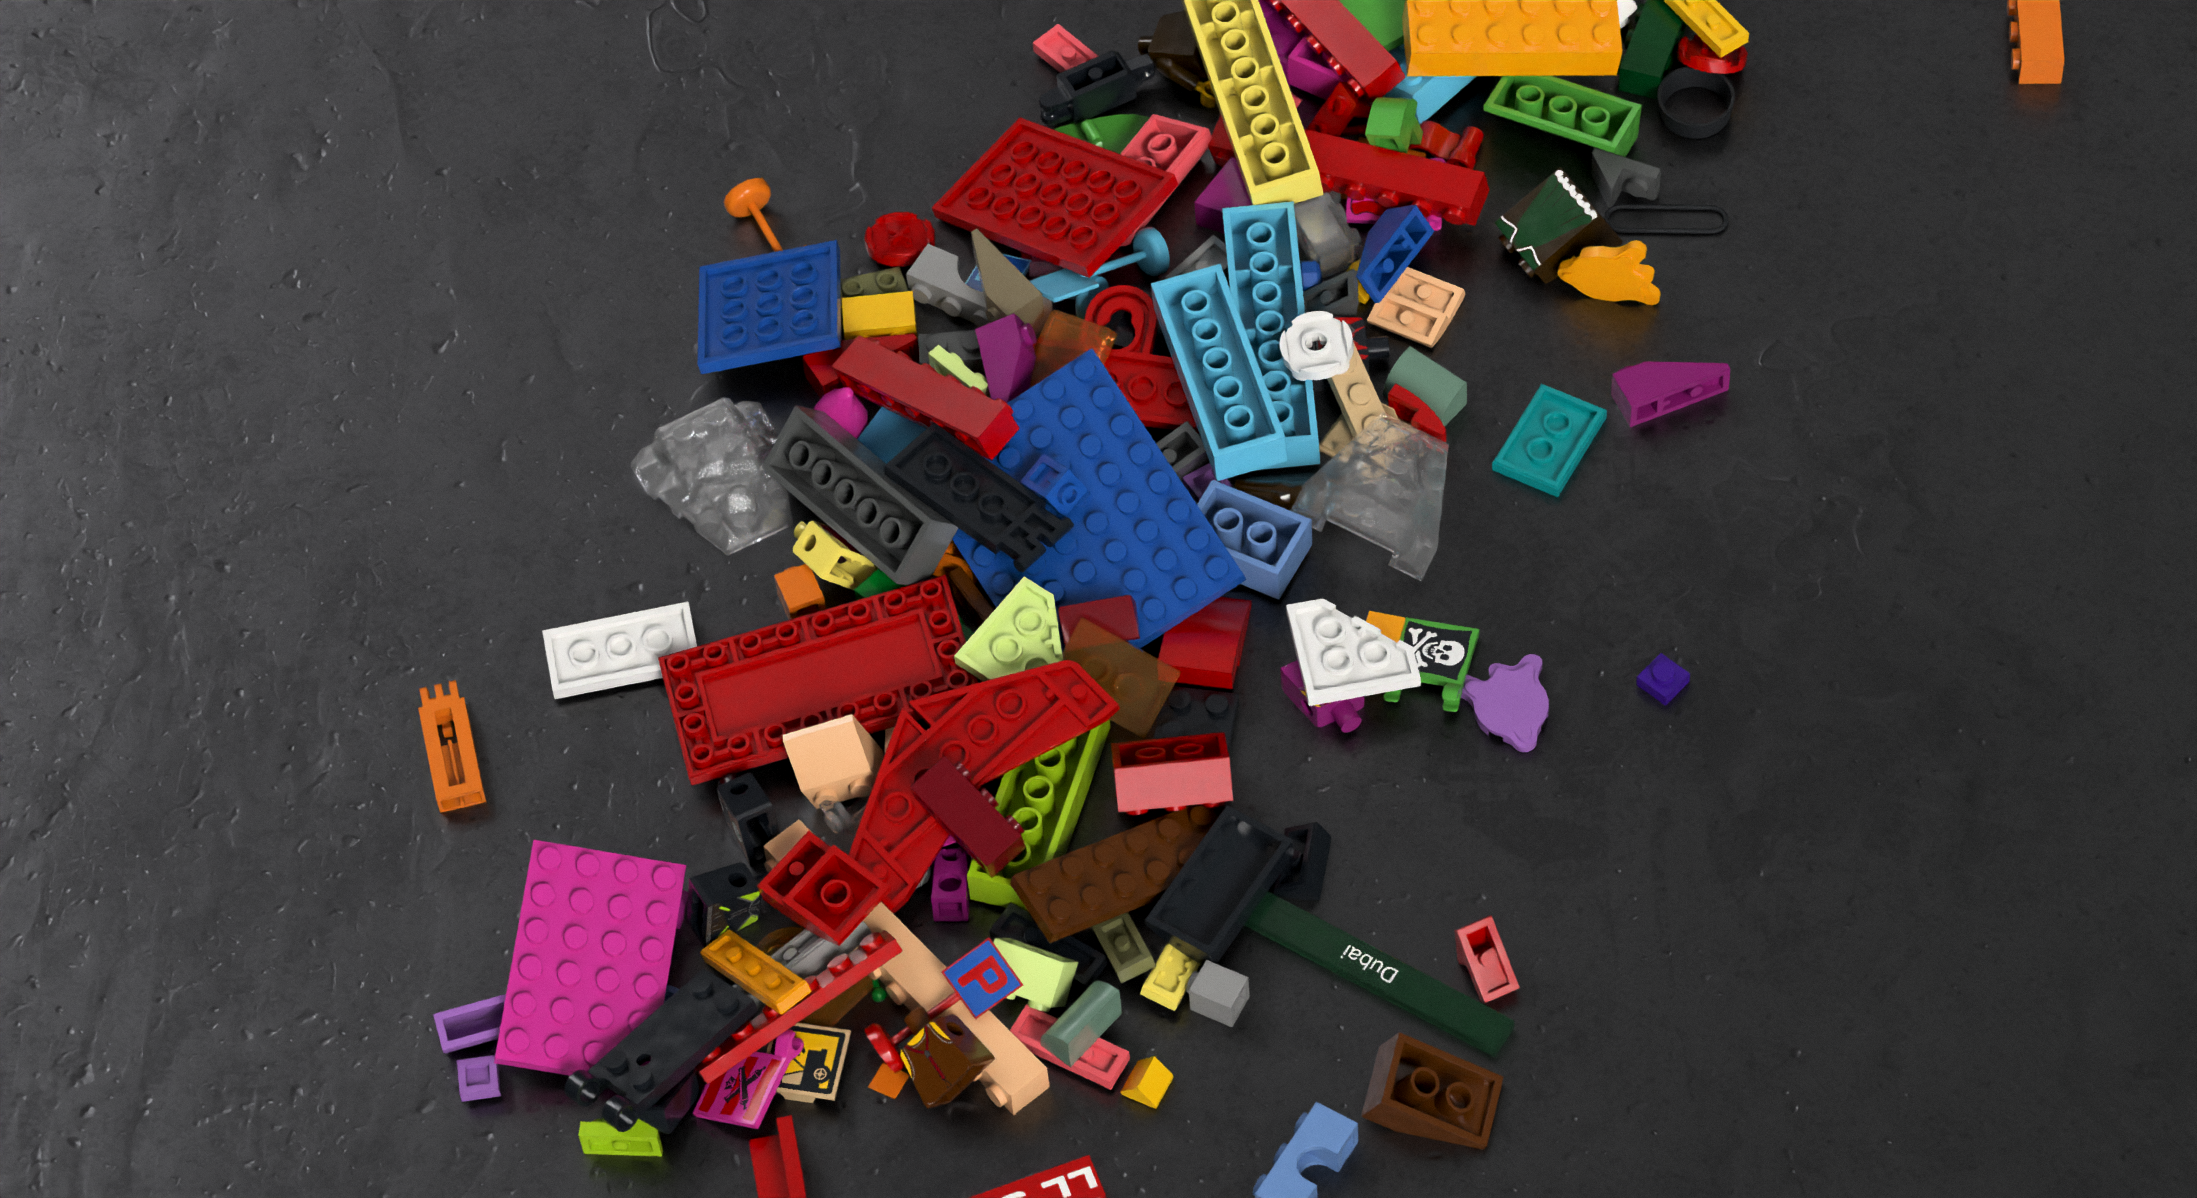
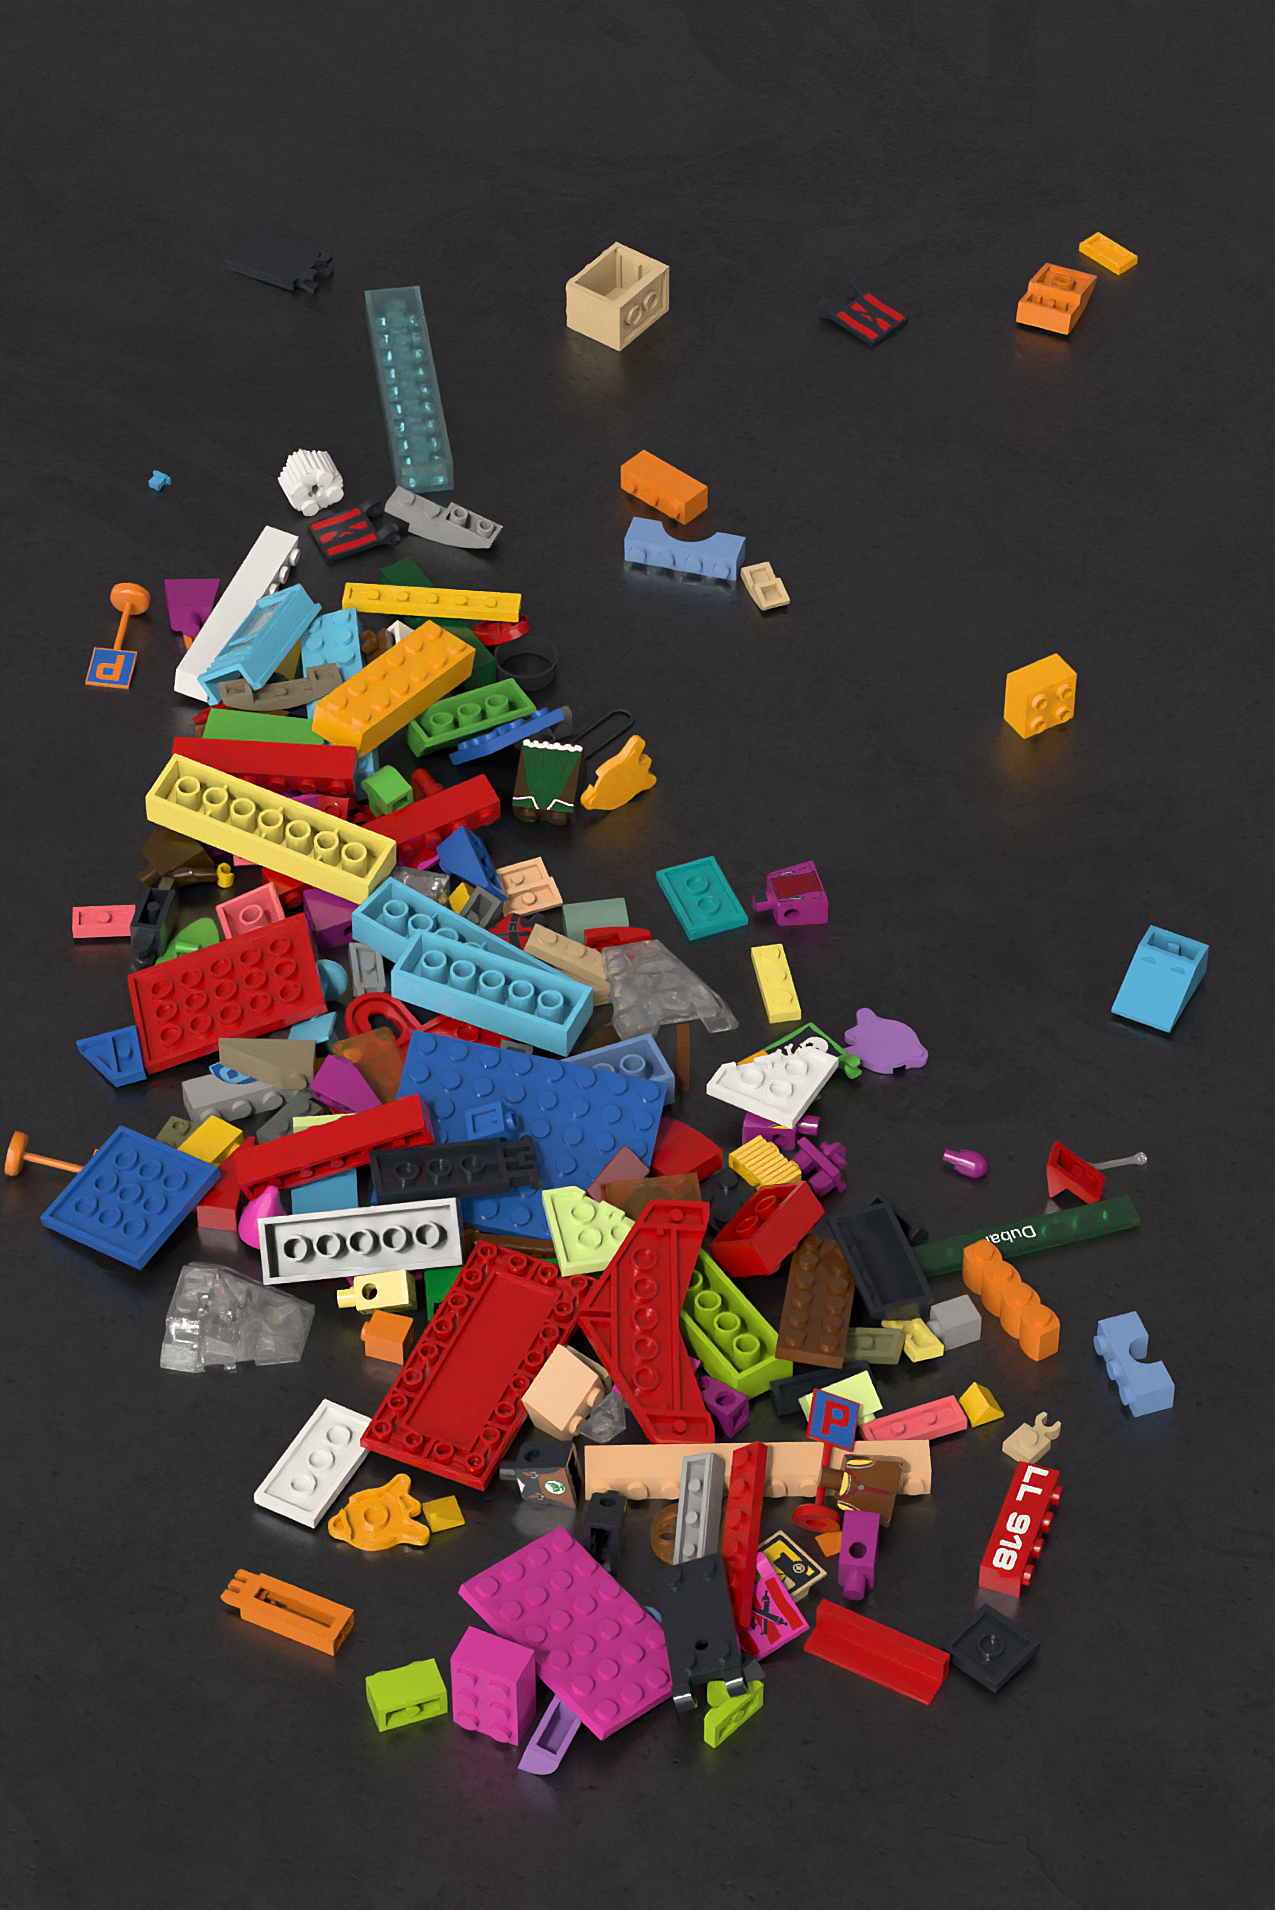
camera: 55 degrees left, 10 degrees down
(432, 891) = (406, 1694): none -> lime brick
(463, 941) = (493, 1686): none -> dark pink brick
(478, 1078) = (594, 1764): medium lavender plate -> none
(609, 734) = (381, 1518): none -> light orange tile
(652, 775) = (443, 1514): none -> yellow slope
(755, 971) = (687, 1544): light orange tile -> none
(822, 889) = (672, 1458): red slope -> none
(870, 1107) = (858, 1552): none -> magenta torso
(898, 238) = (148, 1101): red tile -> none
(927, 180) = (115, 1055): none -> blue wing
(969, 815) = (705, 1339): dark red brick -> none
(1083, 1022) = (912, 1397): sand green brick -> none
(1139, 1150) = (1033, 1442): none -> tan plate
(1256, 724) = (763, 1164): none -> yellow brick
(1285, 1017) = (1011, 1300): none -> orange brick
(1311, 760) = (827, 1175): none -> magenta hips
(1318, 364) = (526, 951): white plate -> none
(1318, 564) = (683, 1057): none -> reddish brown tile
(1428, 867) = (967, 1162): none -> magenta cylinder
(1431, 1093) = (1140, 1268): reddish brown slope -> none
(1501, 569) = (775, 983): none -> light yellow plate
(1523, 967) = (1140, 1158): none -> clear hinge
(1565, 154) = (505, 735): none -> blue plate
(1618, 504) = (794, 896): none -> magenta torso
(1663, 387) = (727, 819): magenta slope -> none
(1663, 679) = (945, 964): dark purple plate -> none
(1811, 859) = (1161, 978): none -> dark azure slope
(1994, 136) = (714, 557): none -> medium blue arch
(2000, 198) = (764, 586): none -> tan slope
(2077, 504) = (1040, 696): none -> light orange brick

